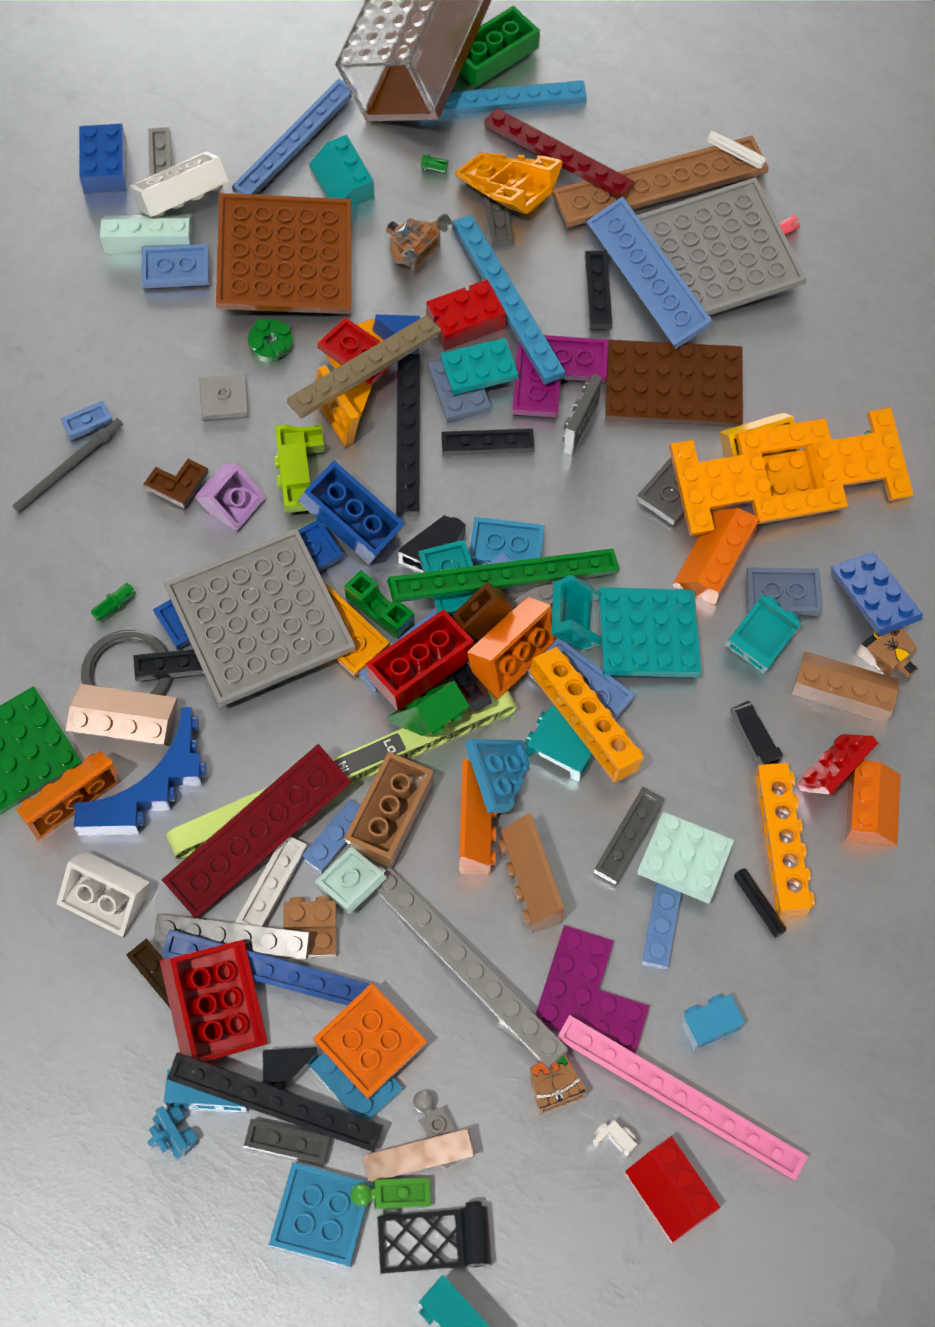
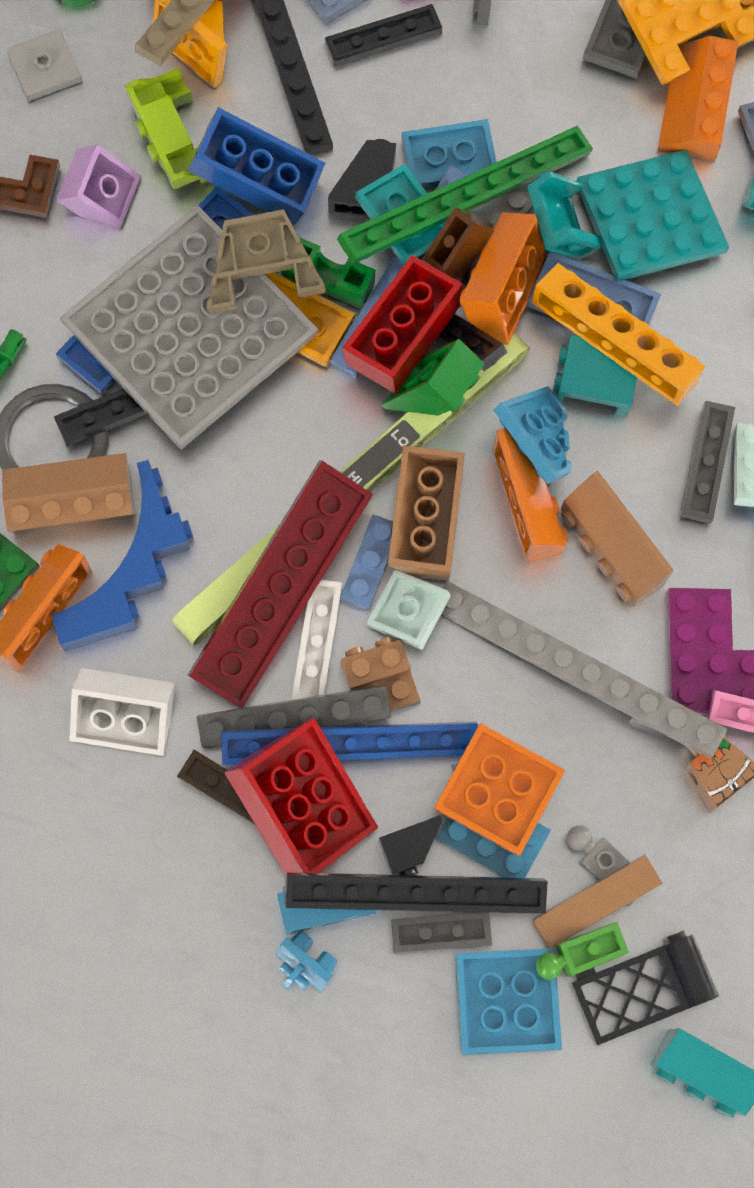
camera: 20 degrees left, 10 degrees up
(328, 571) = (259, 247): none -> dark tan wing

